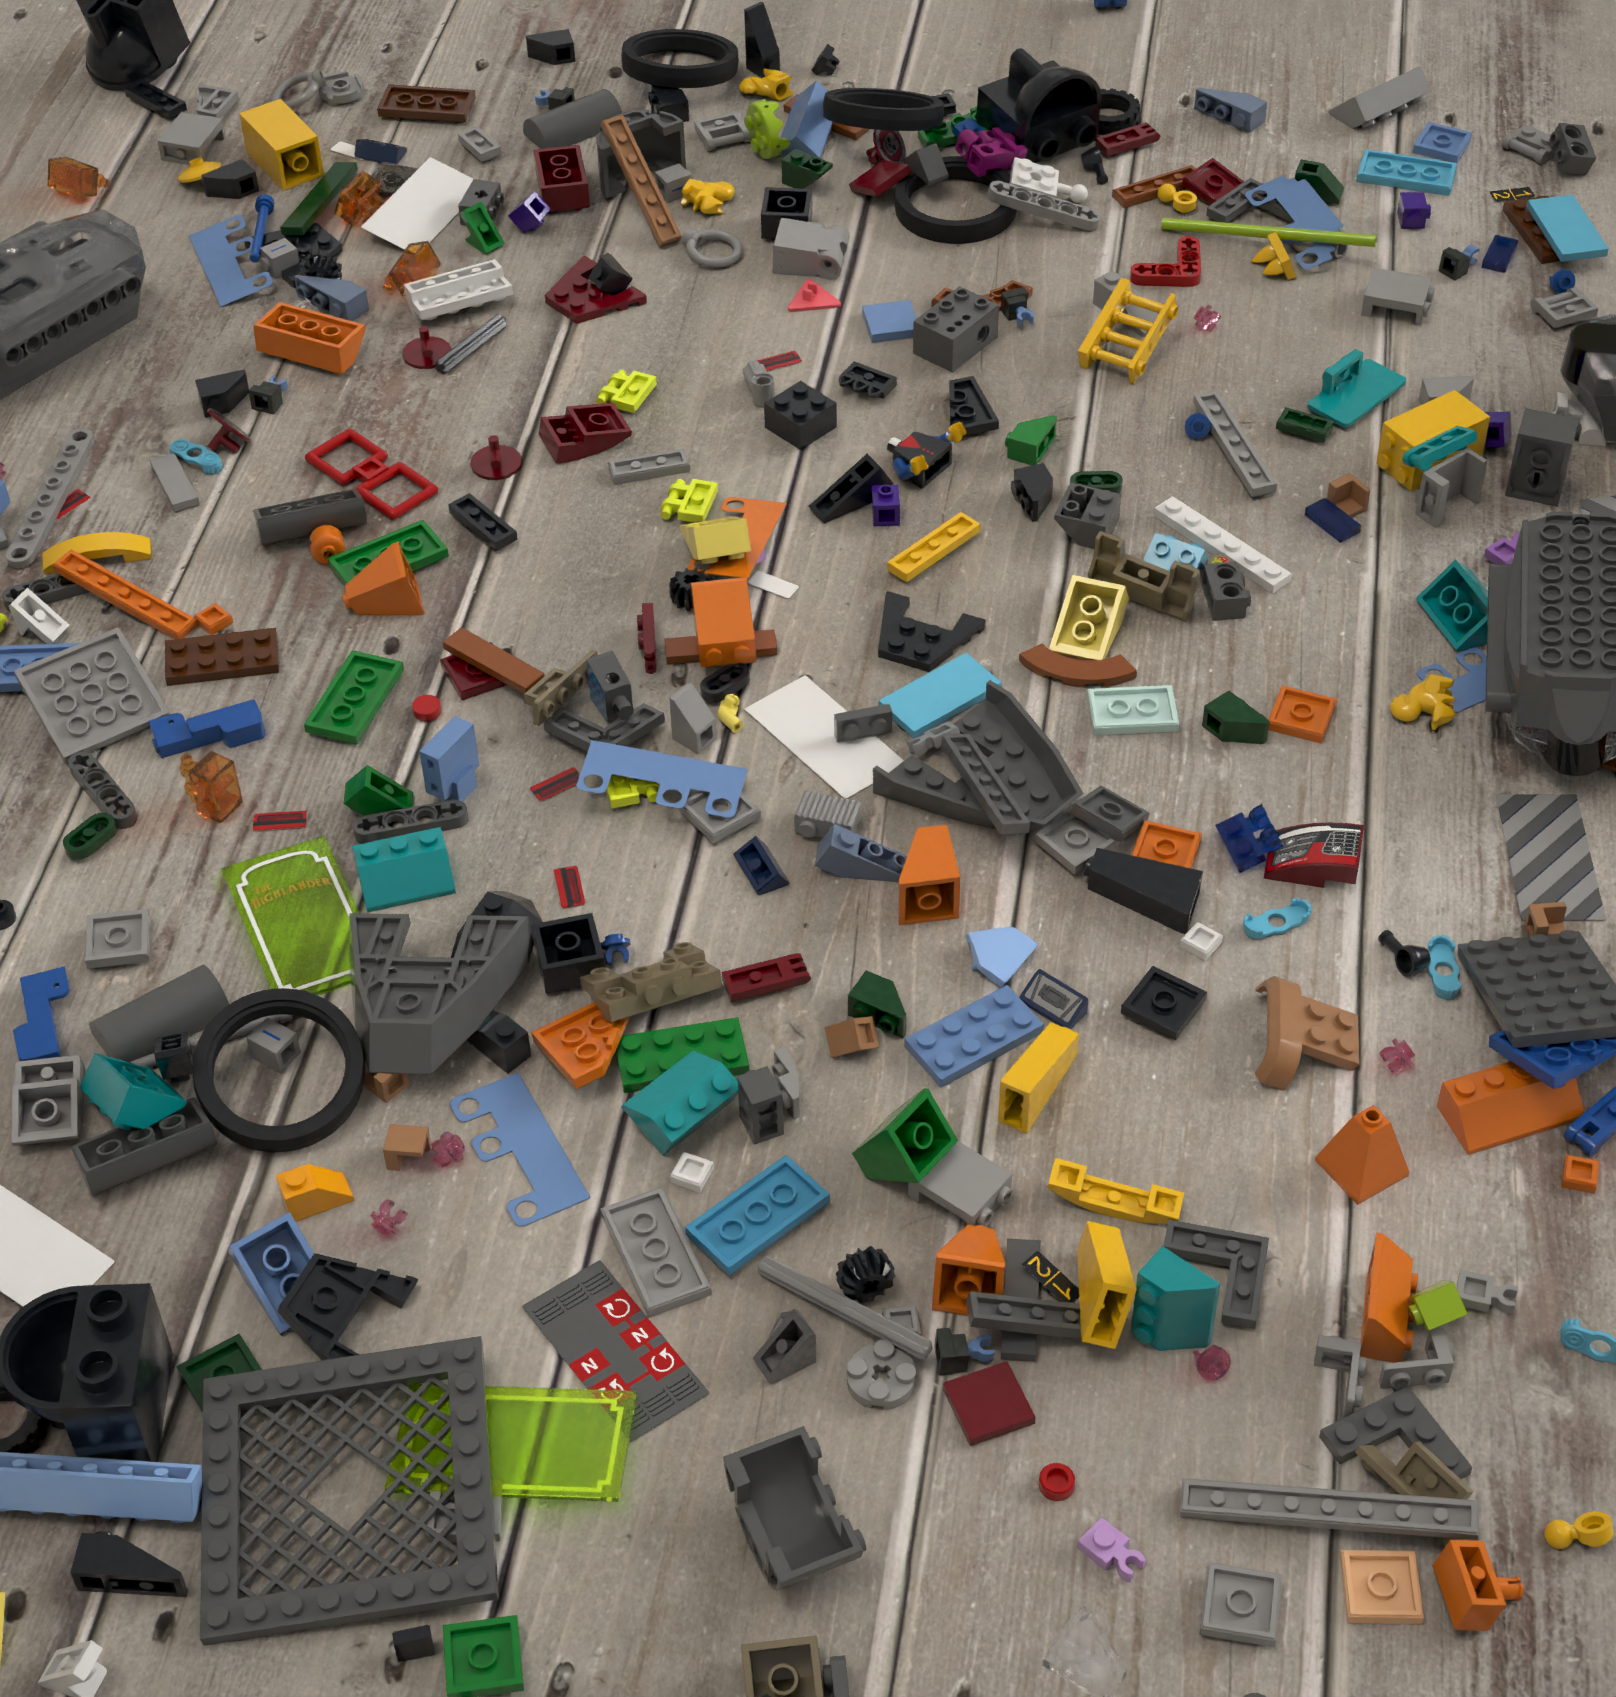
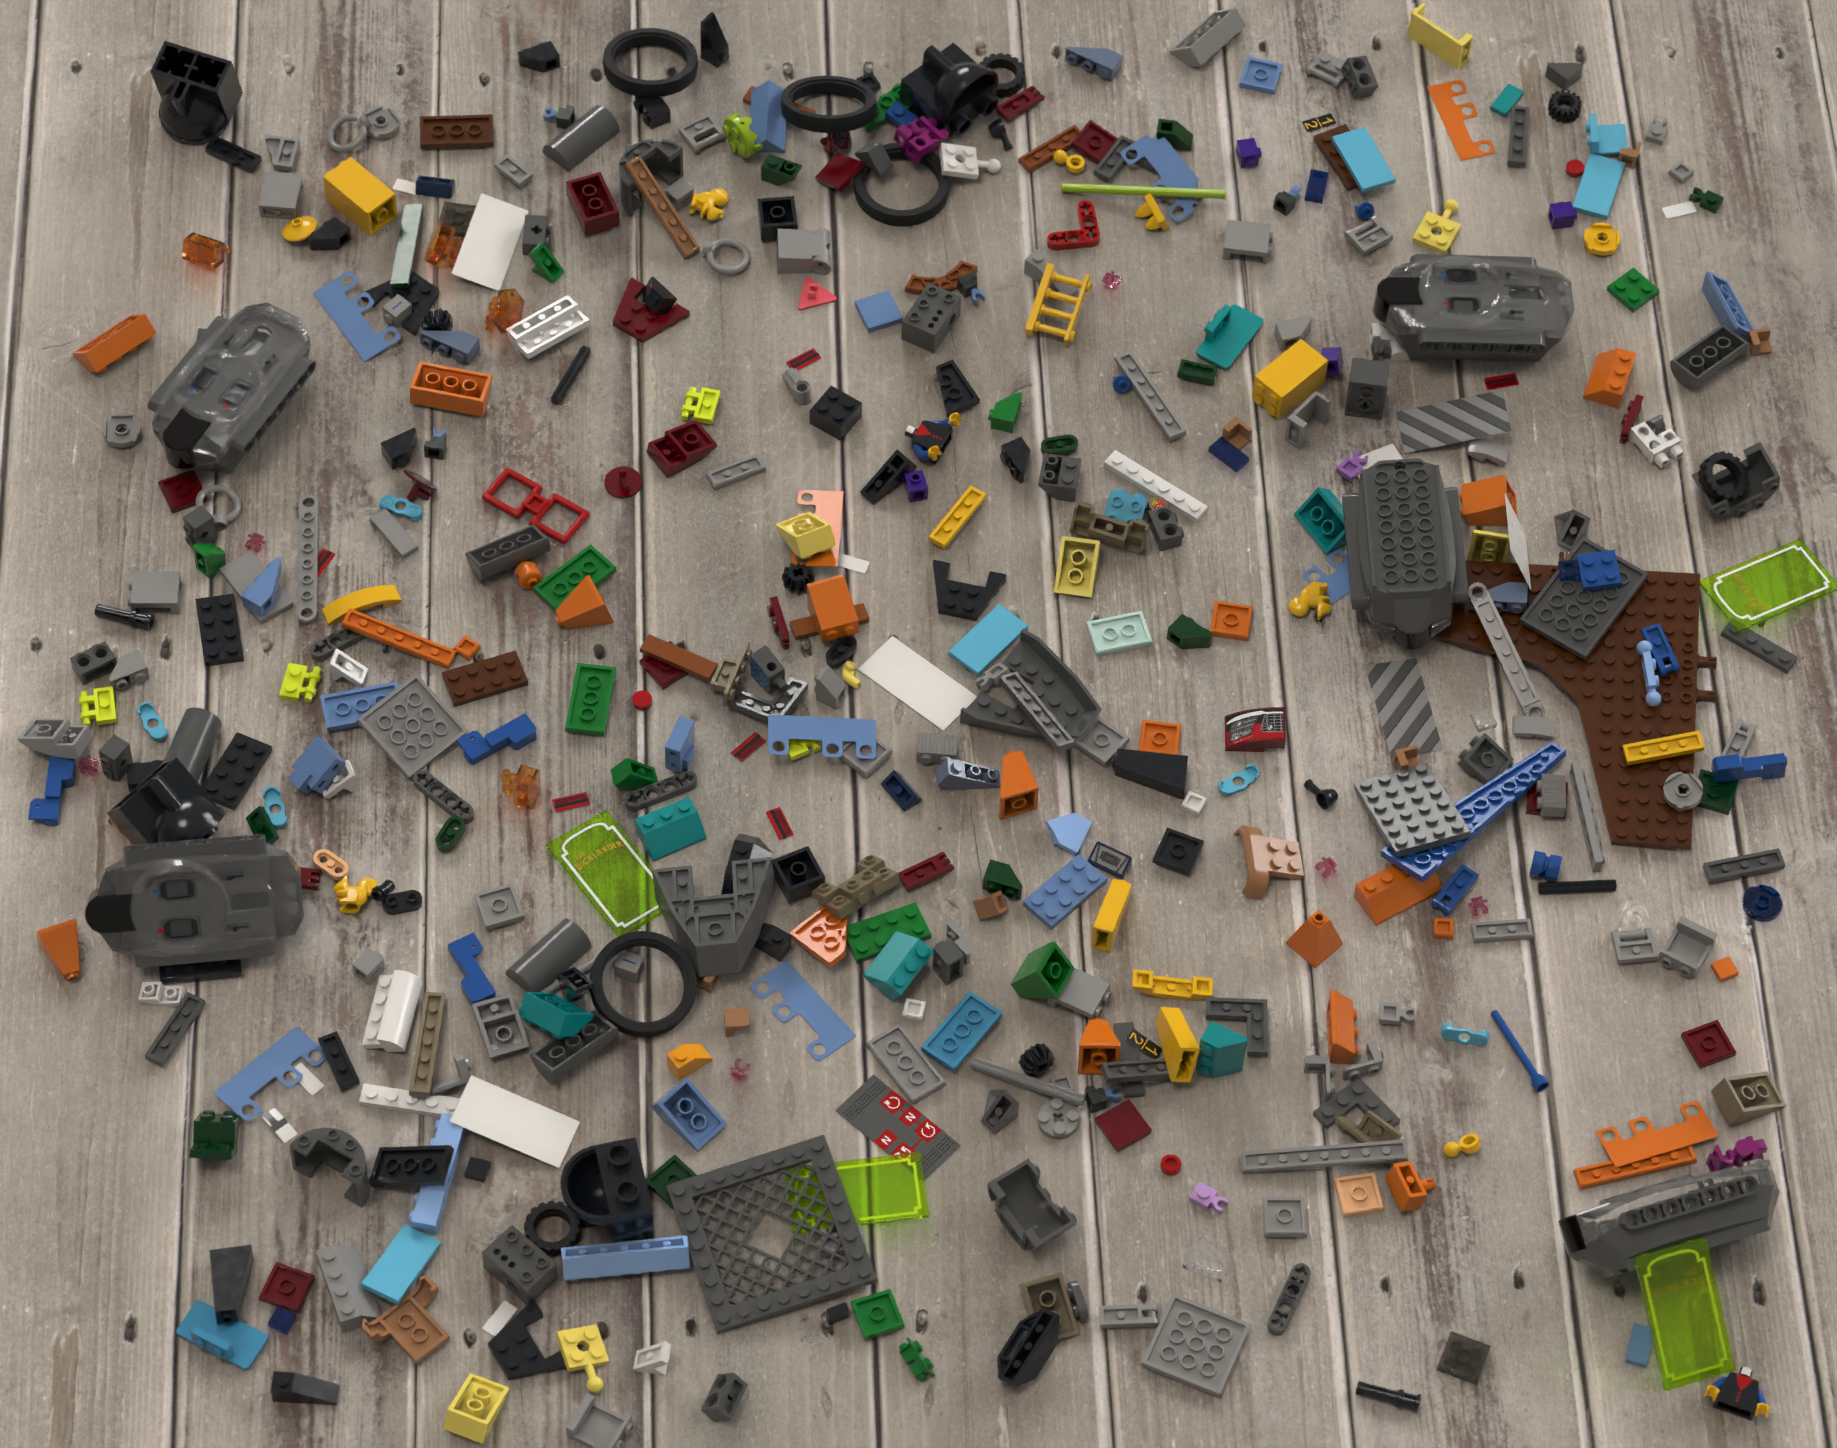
camera: 15 degrees left, 10 degrees up
(117, 1566) = (658, 1299): black slope -> none
(264, 206) = (364, 258): blue piece -> none
(329, 1297) = (723, 1126): black wing -> none
(425, 351) = (538, 386): dark red shield -> none
(450, 1149) = (764, 1019): clear pink plate -> none
(482, 521) = (632, 539): black plate -> none
(529, 213) = (578, 242): dark purple brick -> none
(615, 943) = (825, 862): blue plate -> none
(696, 502) = (780, 501): neon yellow plate -> none
(773, 85) = (727, 79): yellow animal -> none
(826, 61) = (765, 46): black tile -> none
(863, 723) = (943, 672): dark grey plate -> none
(867, 379) = (875, 372): black plate -> none
(1077, 672) = (1075, 608): dark orange tile -> none
(1078, 216) = (962, 187): light grey beam -> none
(1109, 813) = (1120, 719): dark grey tile -> none
(1212, 1362) = (1246, 1081): clear pink plate -> none
(1241, 842) = (1207, 727): clear blue plate -> none
(1406, 172) = (1237, 110): medium azure tile -> none
(1436, 1305) = (1369, 1027): lime slope -> none
(1439, 447) = (1296, 394): teal plate -> none
(1442, 953) = (1344, 789): medium azure piece -> none

